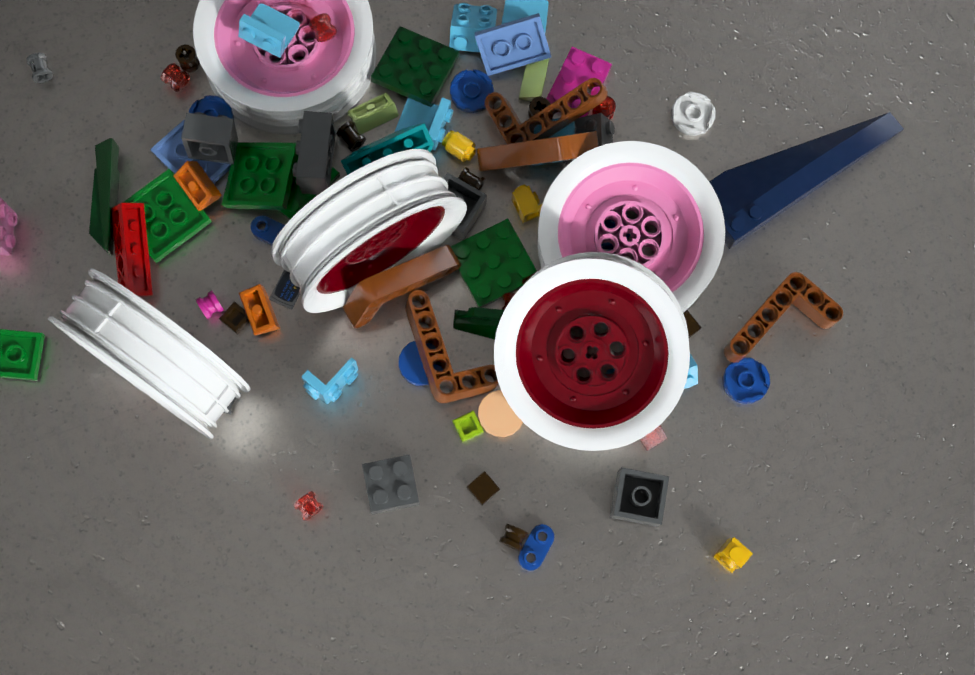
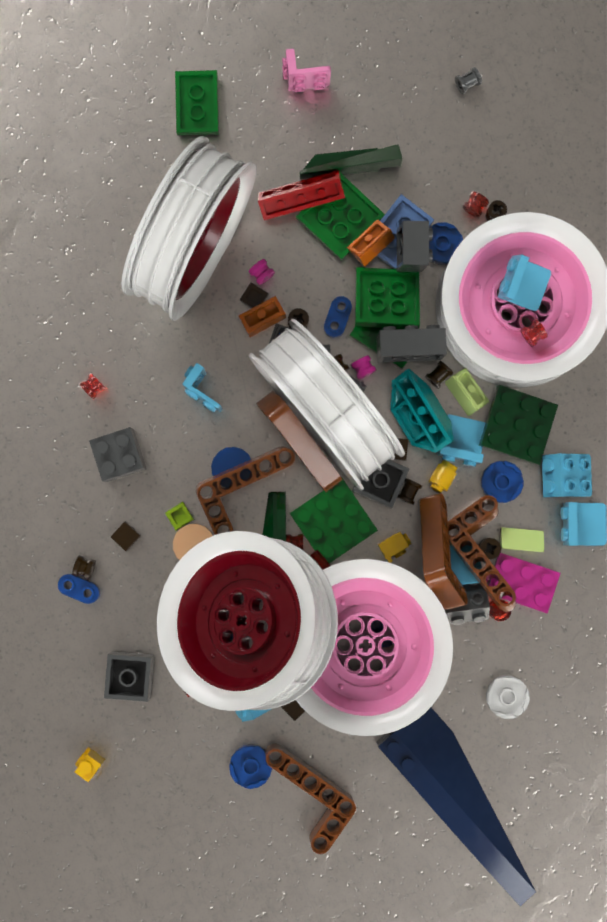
camera: 90 degrees right, 10 degrees up
(269, 278) = (304, 317): none -> dark brown wheel
(513, 44) = (549, 515): medium blue plate -> none

